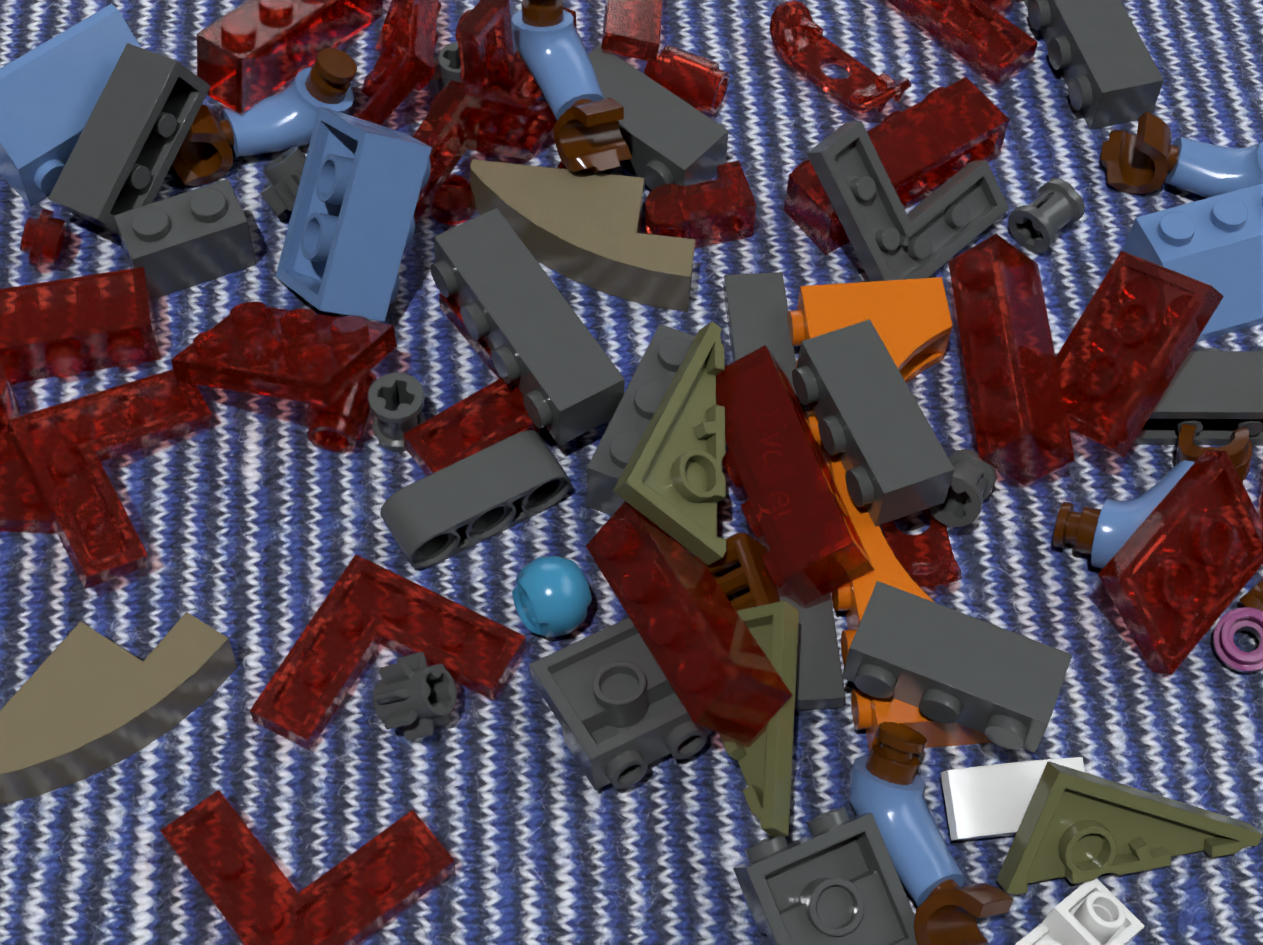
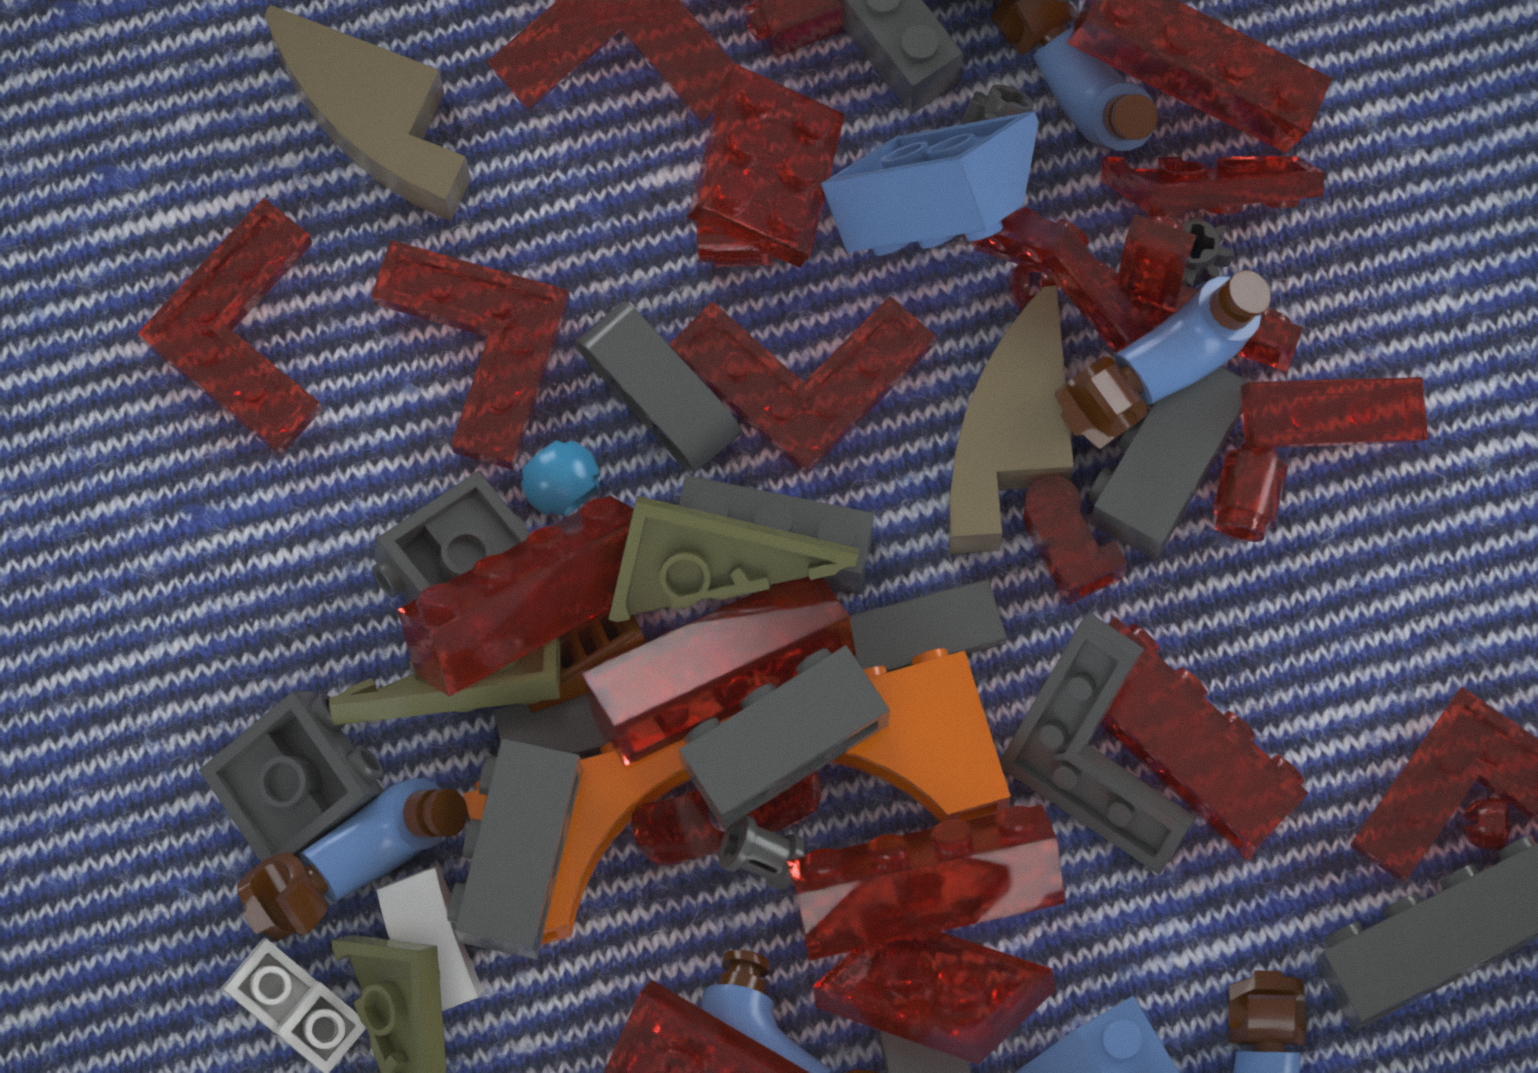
camera: 85 degrees right, 15 degrees up
(397, 407) = (724, 283): dark grey bush -> none
(414, 696) = (430, 377): dark grey gear -> none
(527, 326) = (848, 383): dark grey brick -> none
(806, 49) = (1347, 619): clear red piece -> none
(1046, 215) = (1150, 913): dark grey bush -> none

